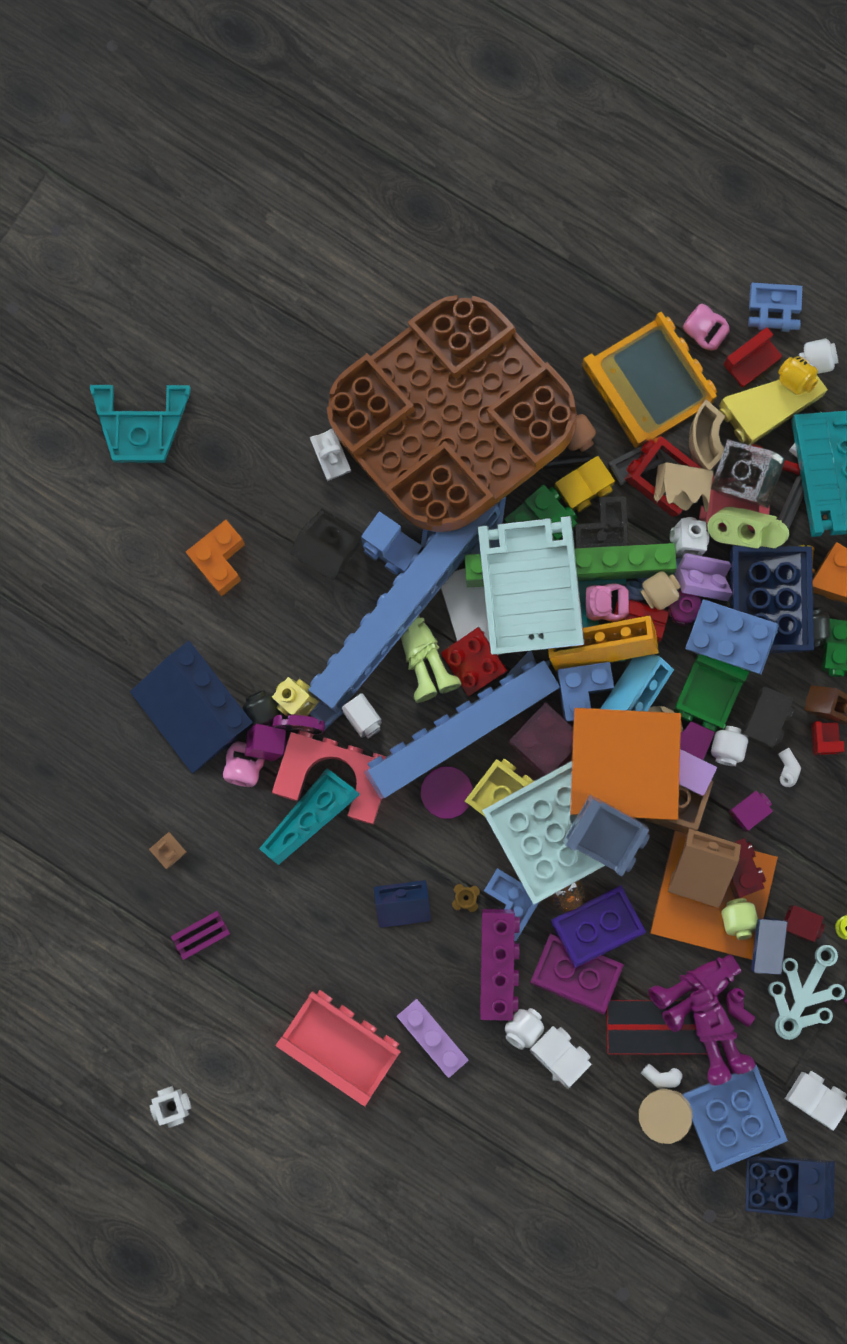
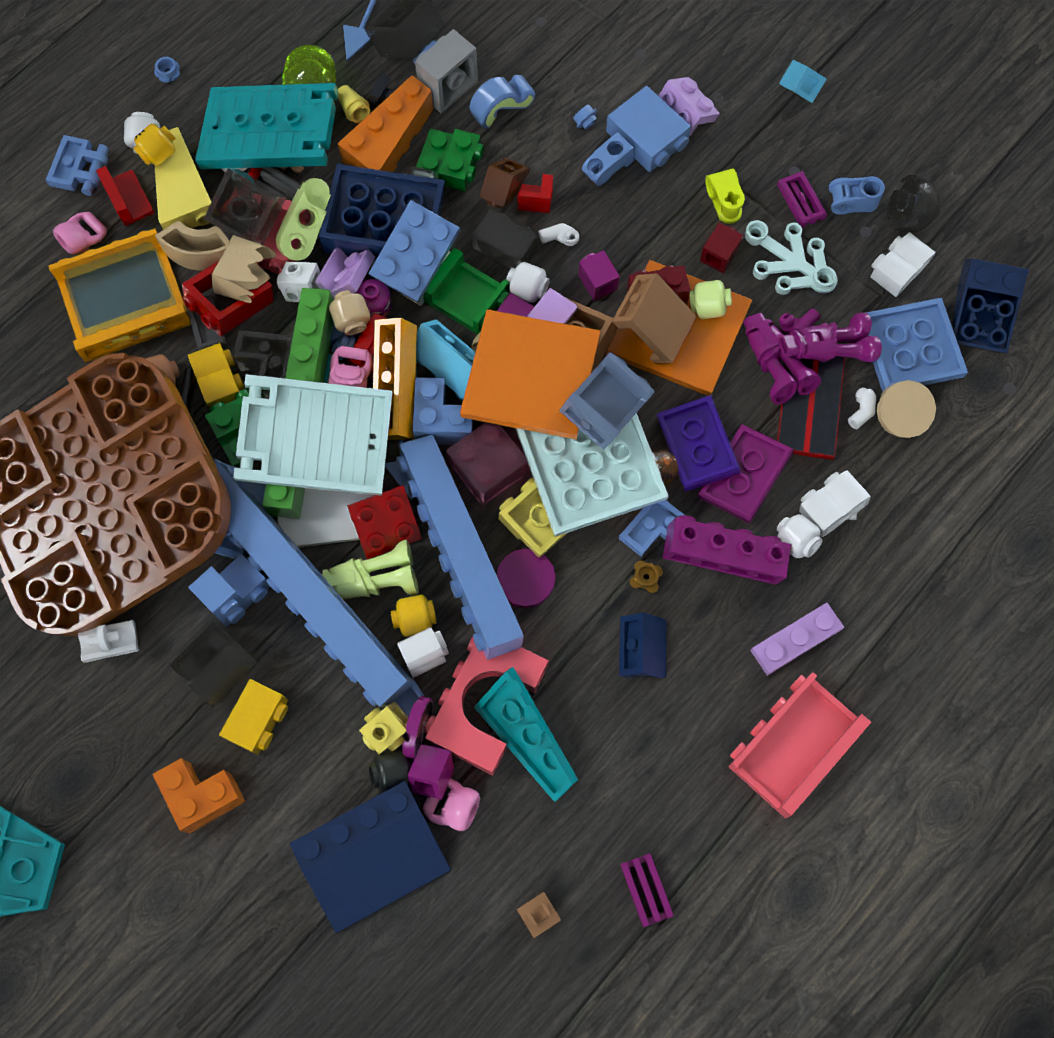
camera: 80 degrees left, 10 degrees down
(160, 1109) = (861, 961): white brick -> none
(286, 589) = (255, 717): none -> yellow brick
(395, 703) = (413, 615): none -> yellow head
(769, 946) = (742, 277): panel -> none

